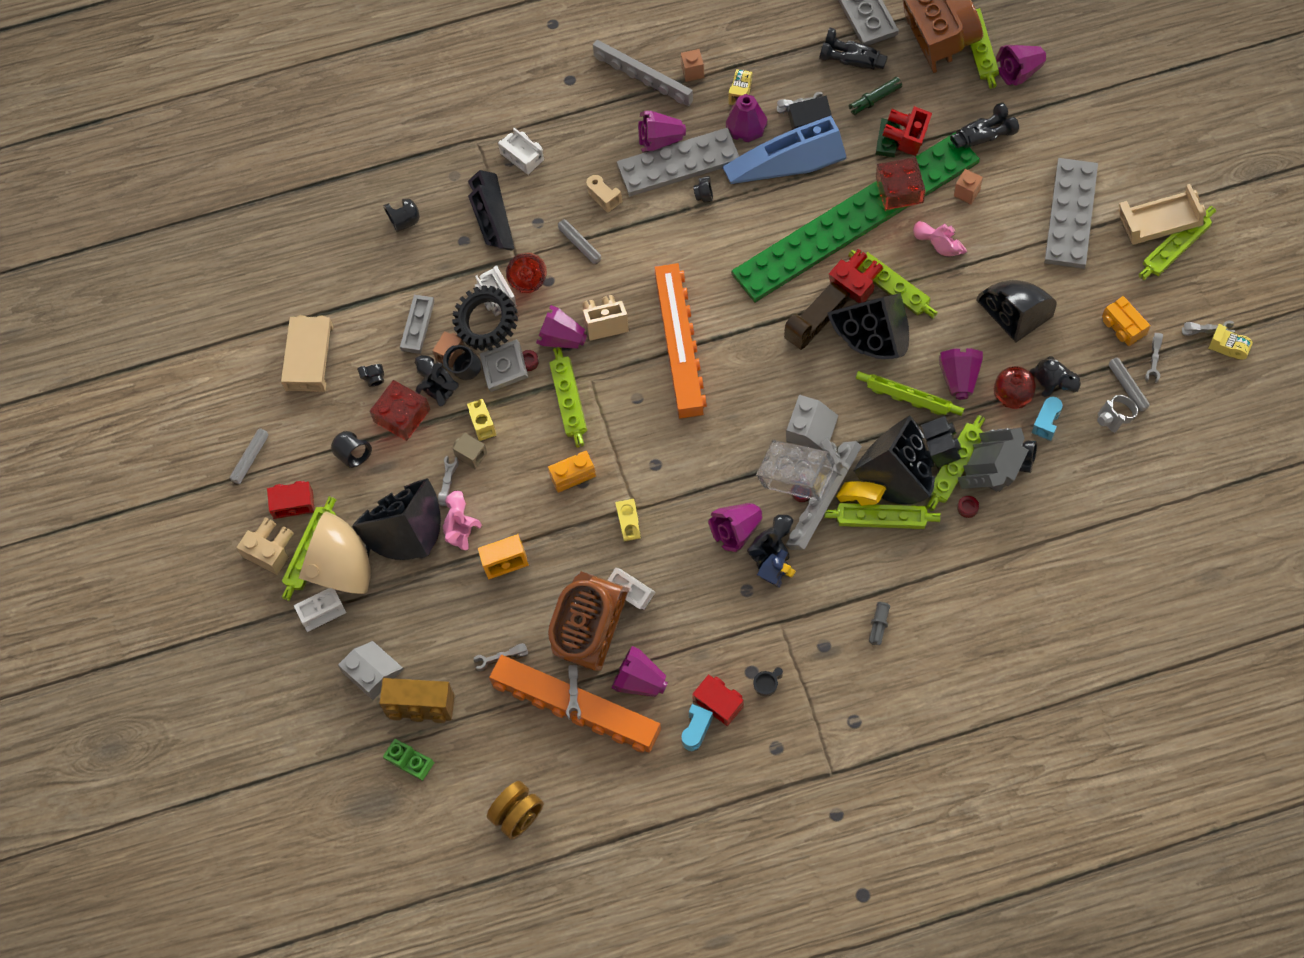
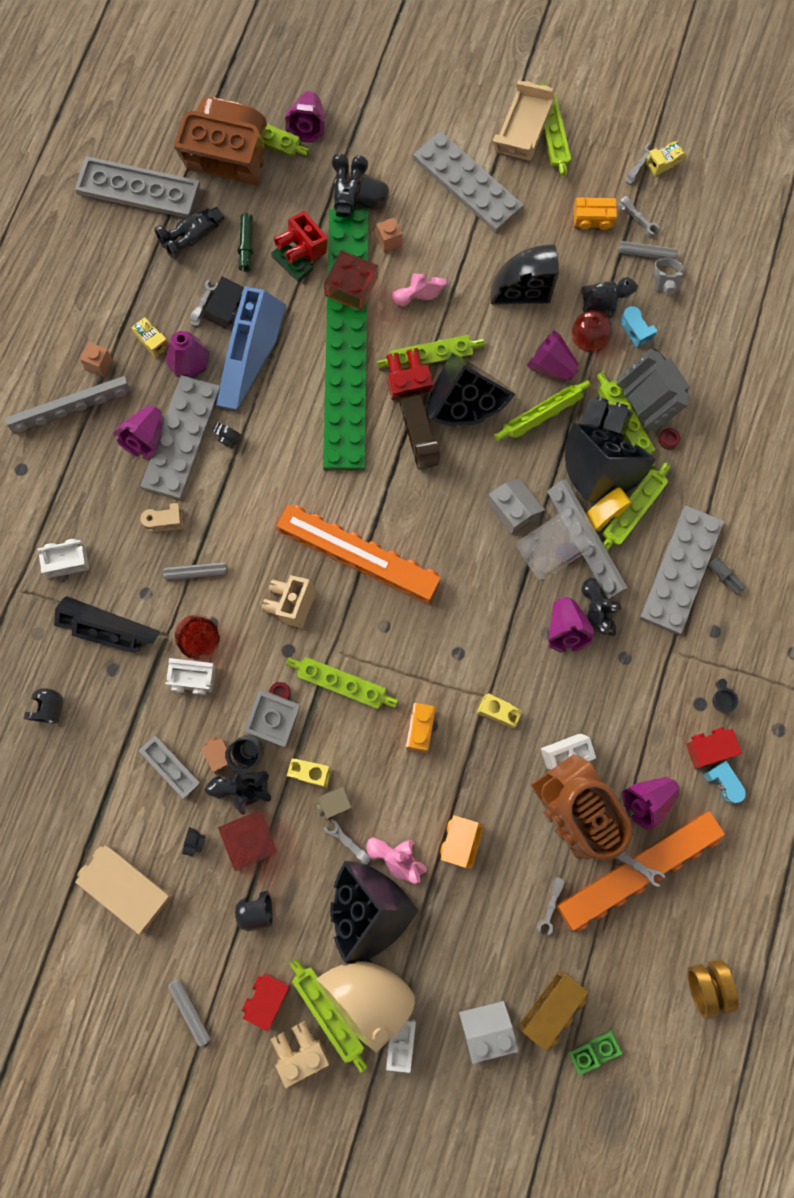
camera: 65 degrees left, 10 degrees up
(491, 339) = (192, 711): black tyre -> none
(561, 330) = (276, 647): magenta cone -> none
(775, 568) = (628, 622): dark blue piece -> none
(831, 448) = (548, 504): light grey piece -> none
(857, 586) = (681, 570): none -> light grey plate
(993, 150) = (373, 193): none -> black helmet

